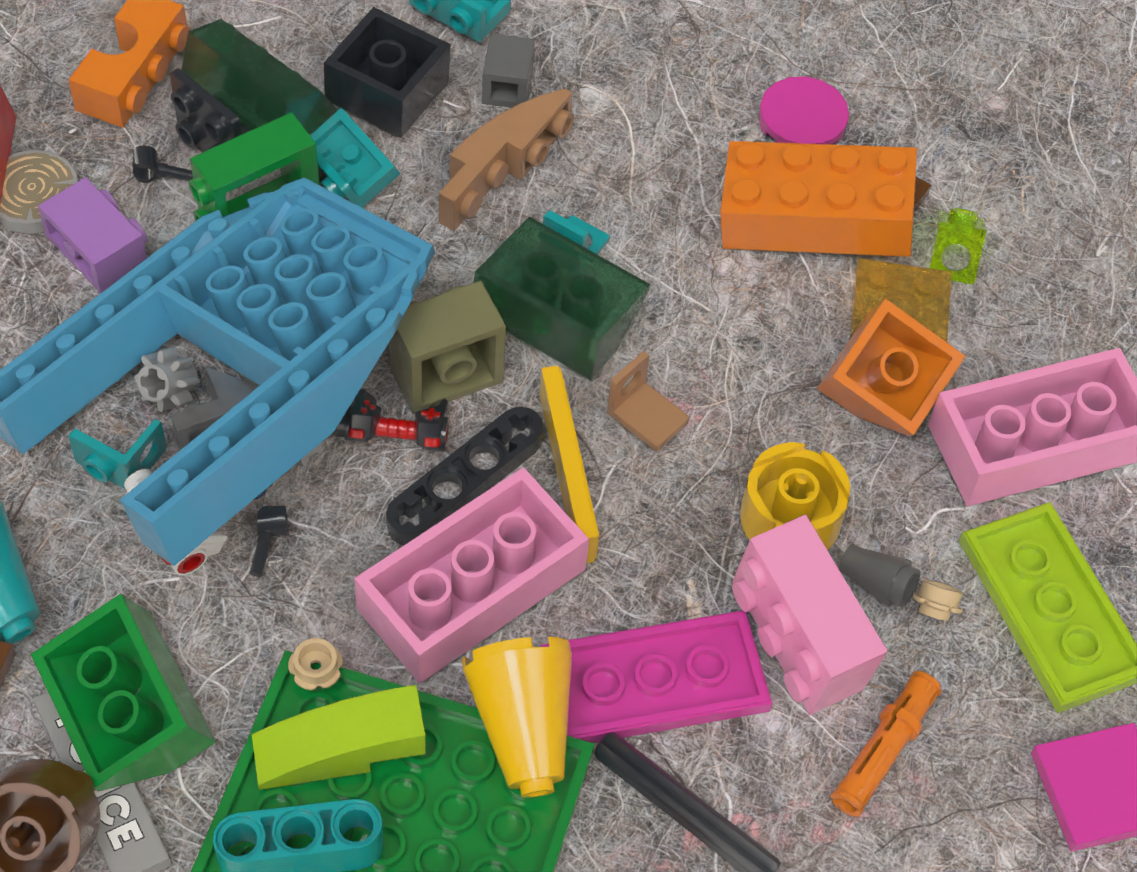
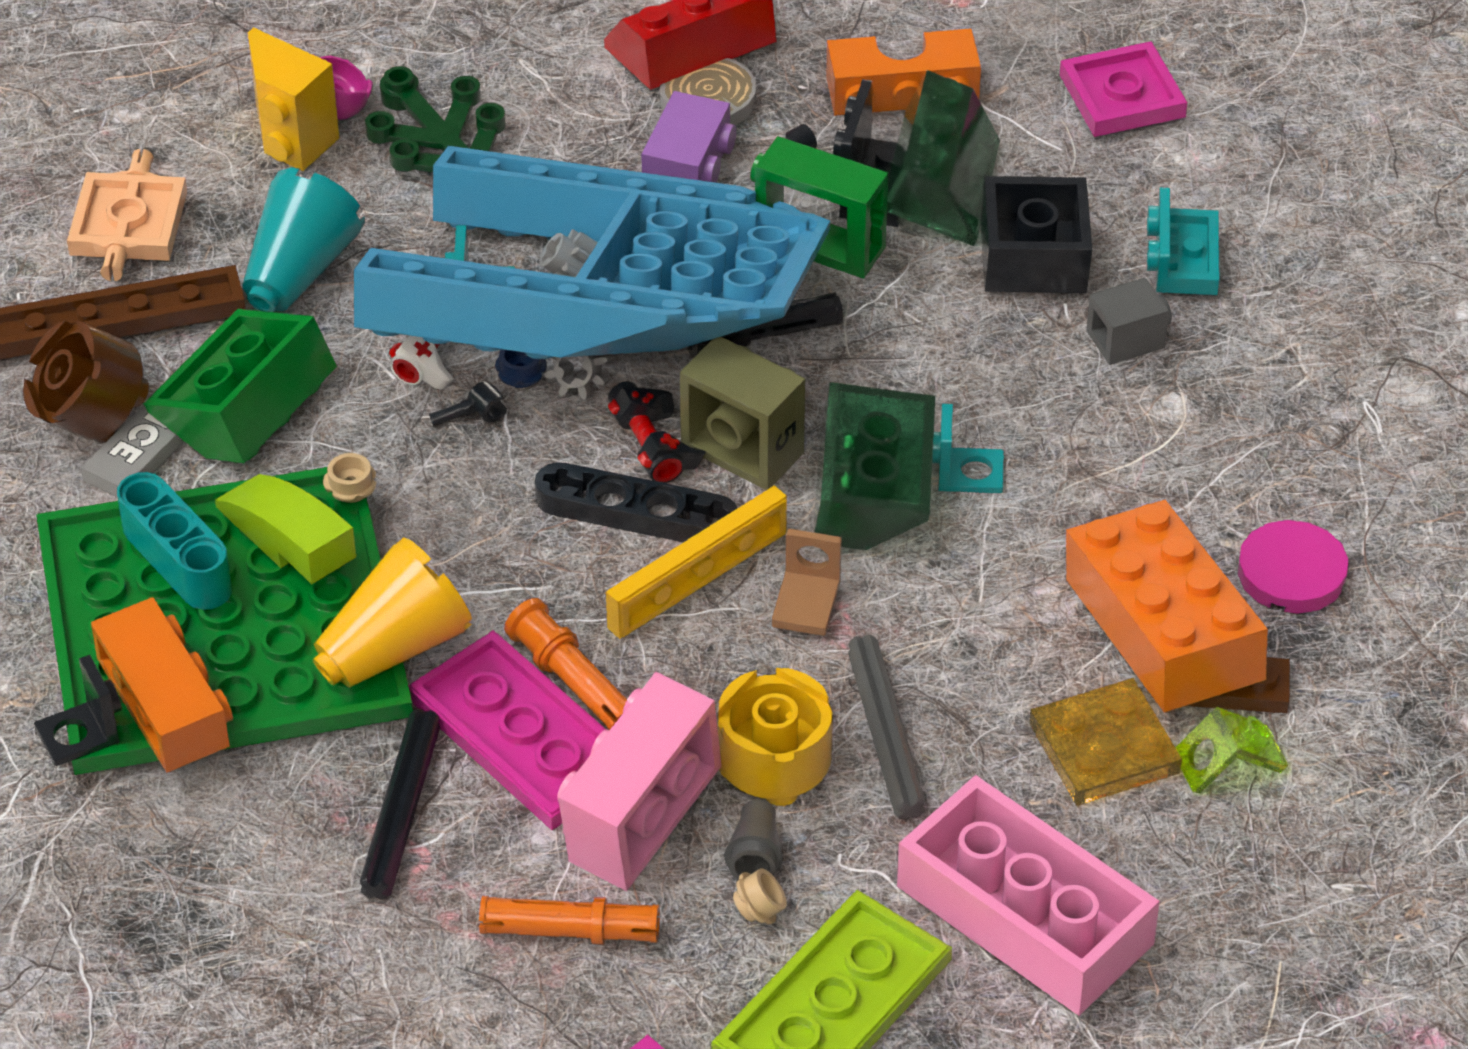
camera: 65 degrees right, 10 degrees down
(351, 160) = (912, 260): teal bracket -> none
(471, 574) = (522, 538): bright pink brick -> none
(503, 145) = (1034, 357): medium nougat slope -> none
(598, 609) = (557, 651): none -> orange pin
(807, 430) = (886, 727): none -> dark grey axle
(891, 370) = (989, 730): orange slope -> none

